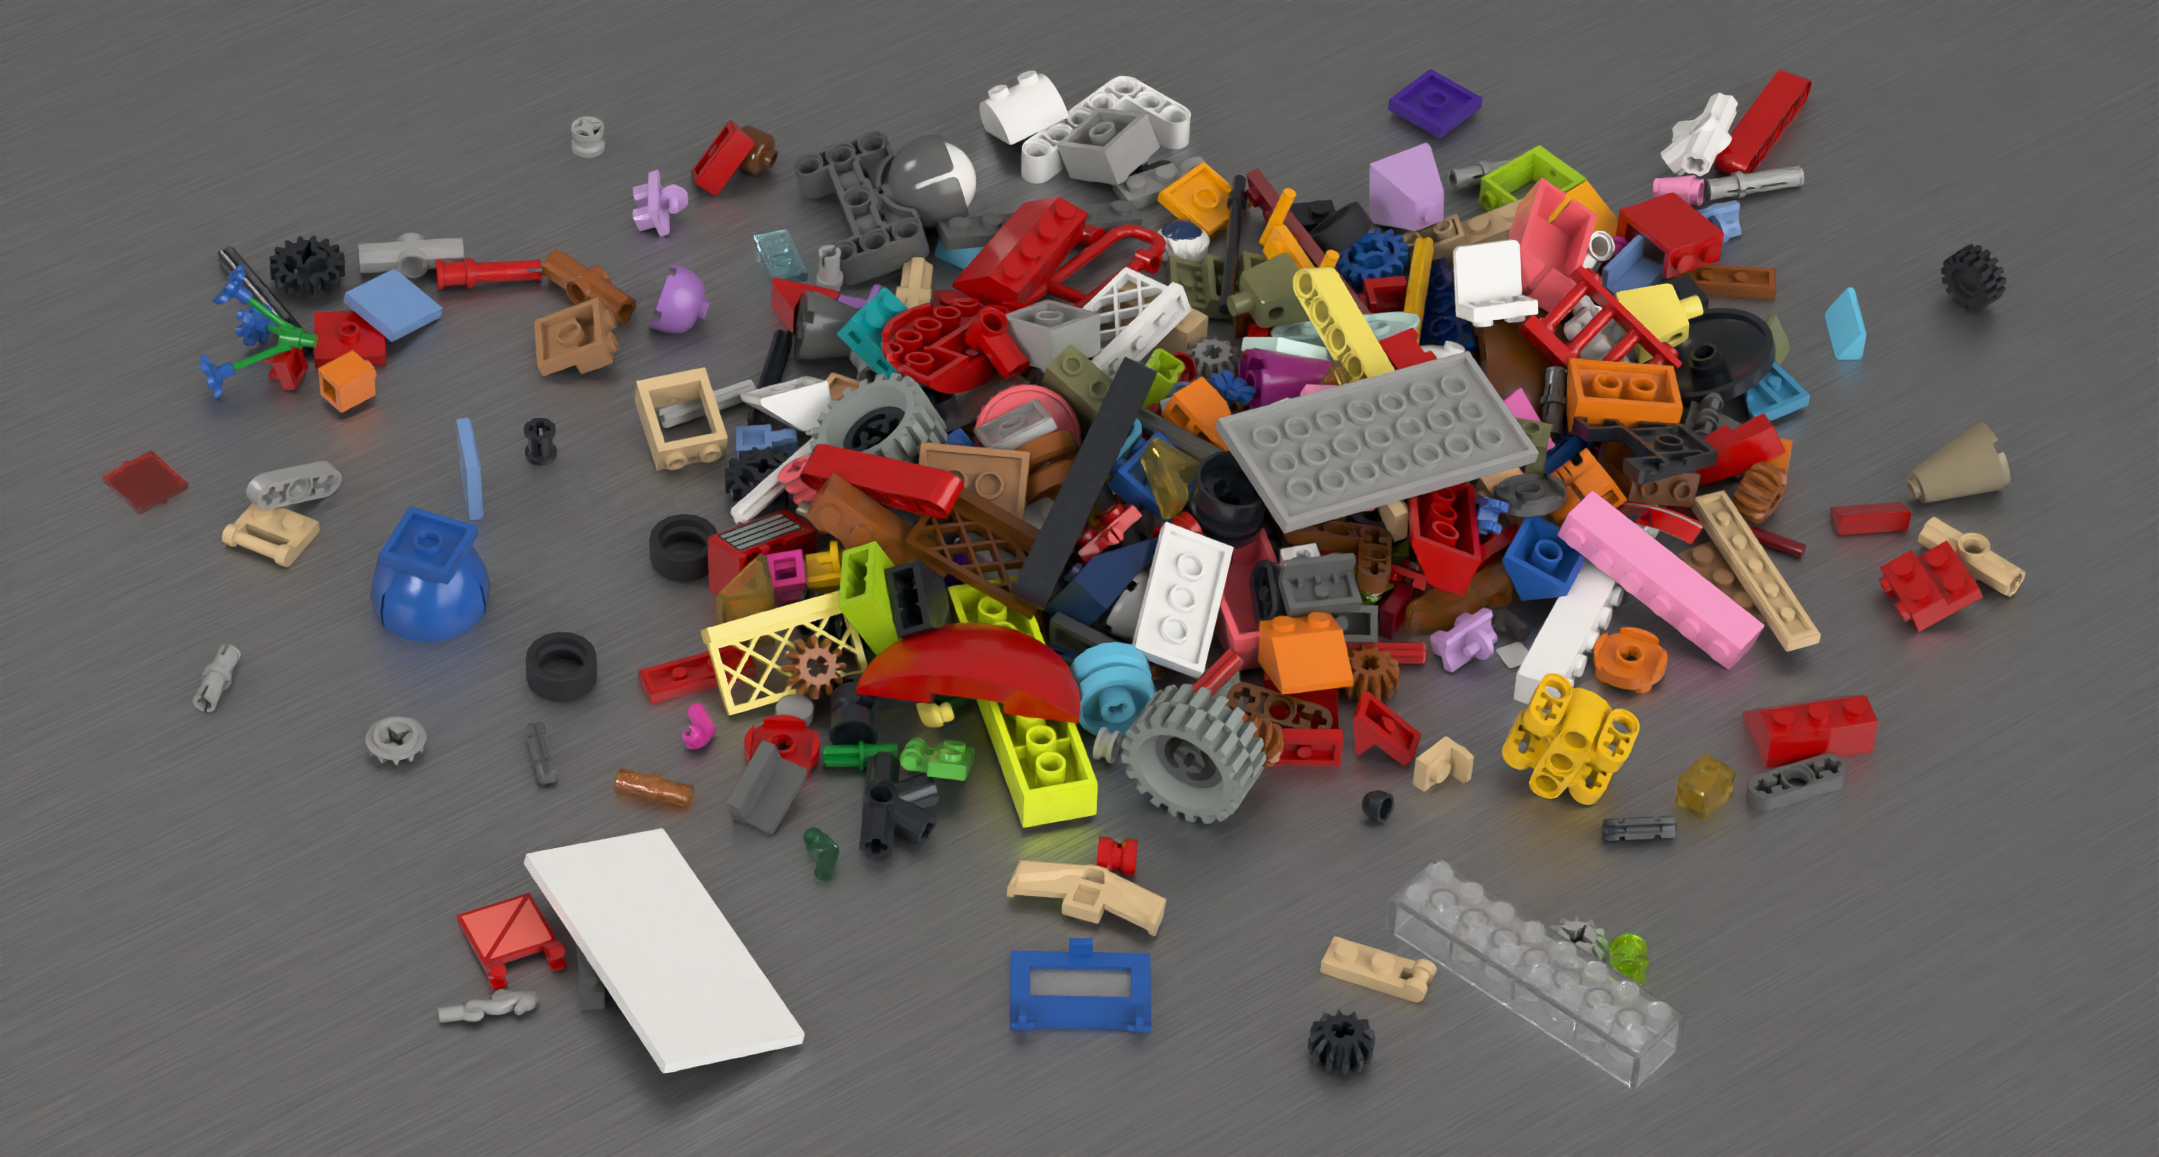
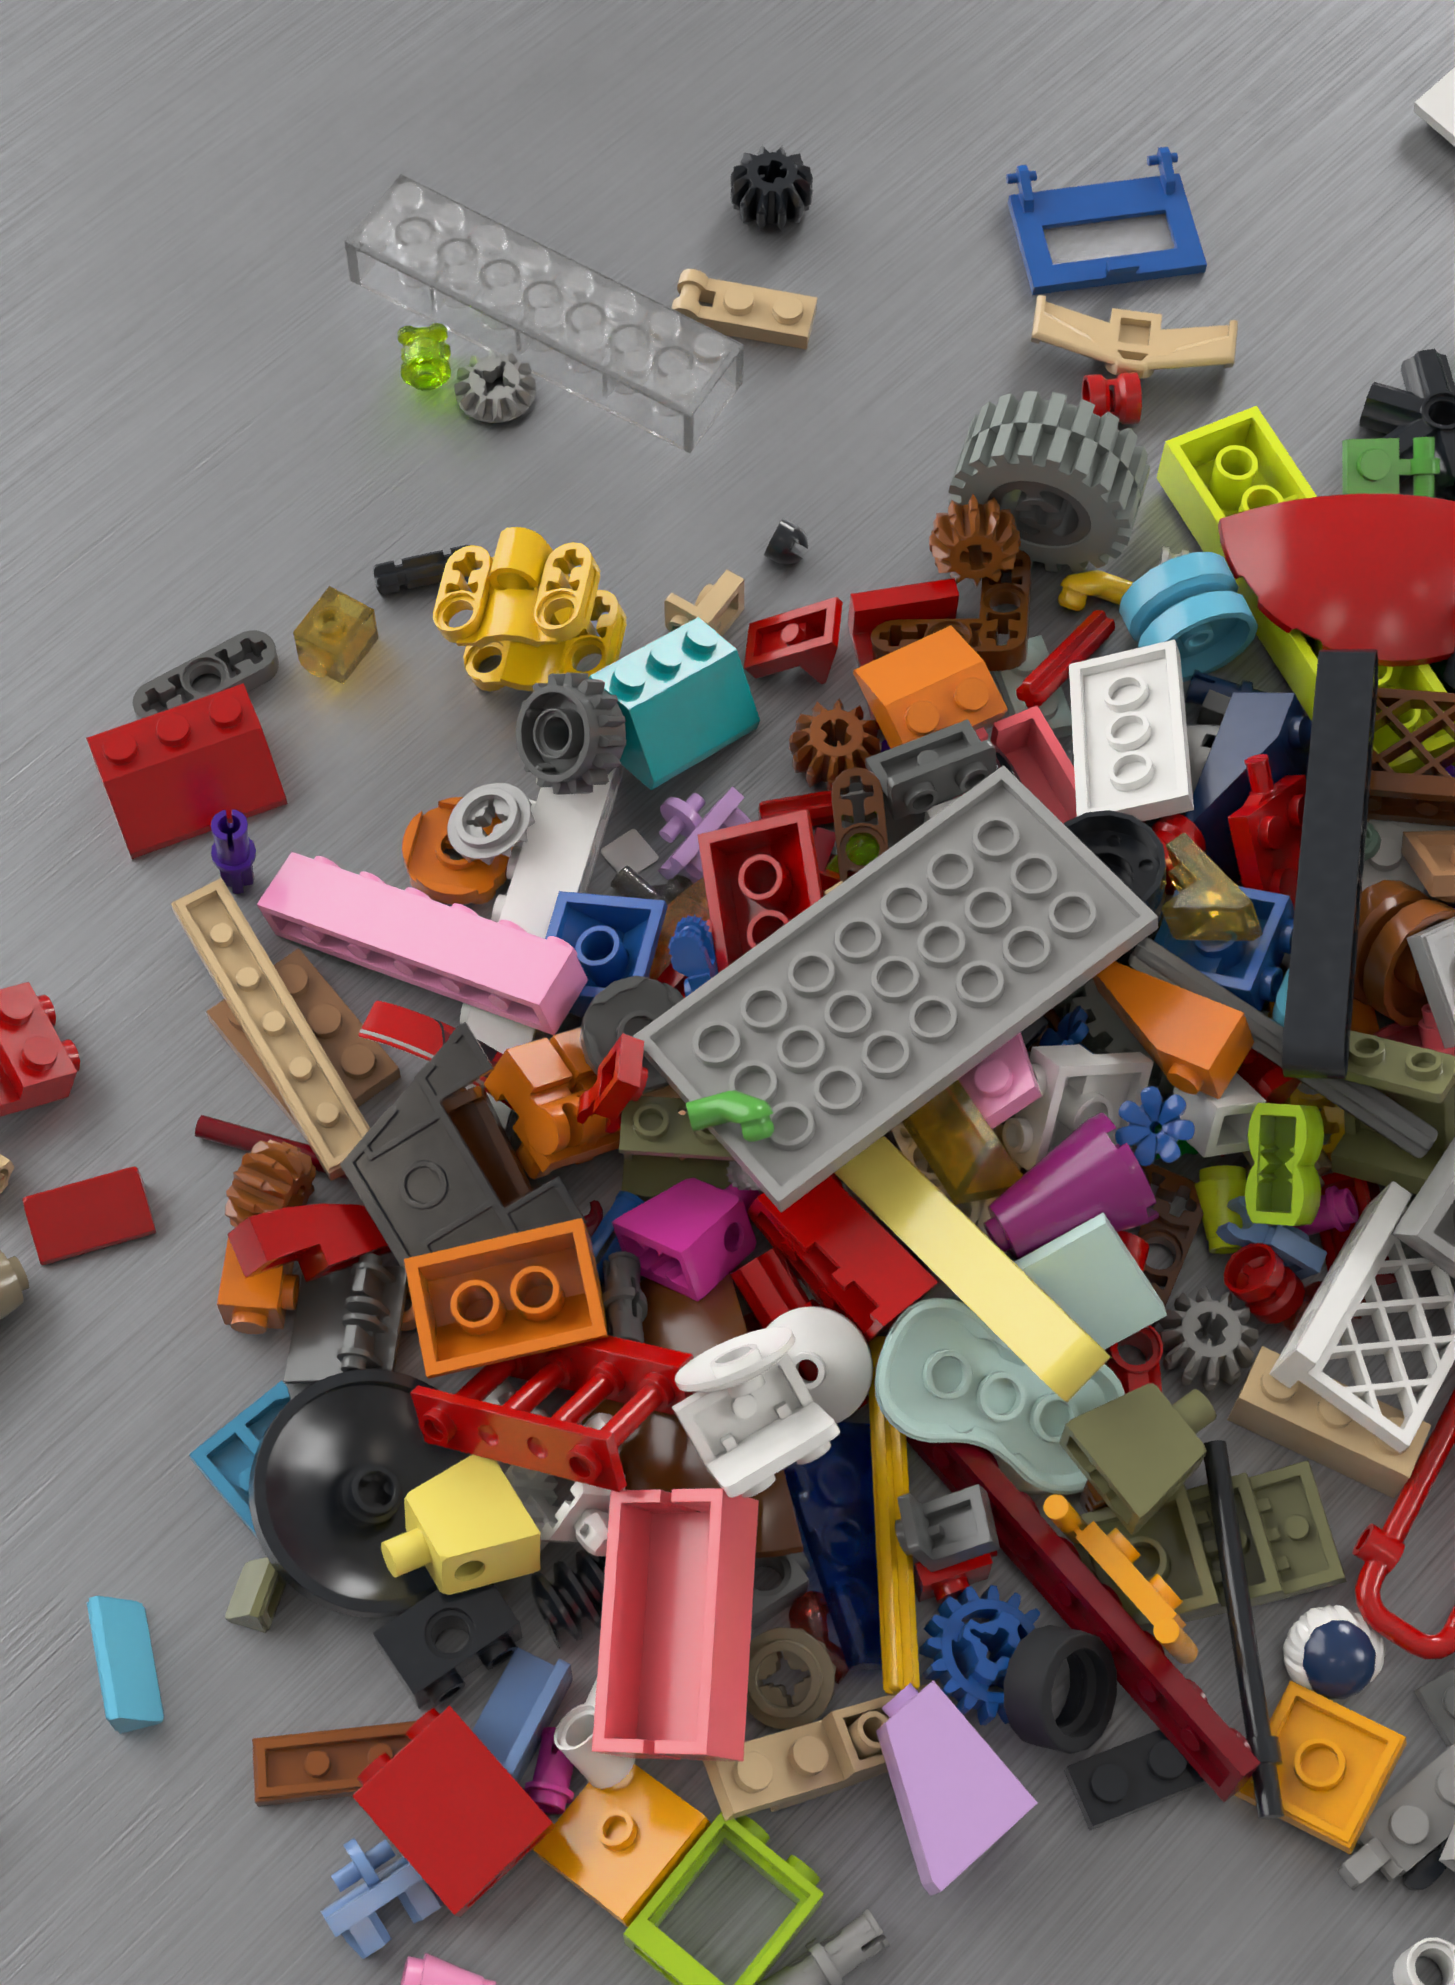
camera: 170 degrees right, 20 degrees up
(1388, 282) = (947, 1528): none -> dark grey bracket
(1482, 695) = (679, 701): none -> teal slope
(1486, 388) = (732, 1107): none -> bright green arm
(1518, 300) = (736, 1363): none -> white dish
(1550, 440) = (618, 1081): none -> red plate
(1553, 645) = (570, 733): none -> dark grey gear
(1621, 640) = (476, 812): none -> light grey gear
(1779, 652) = (233, 850): none -> dark purple axle

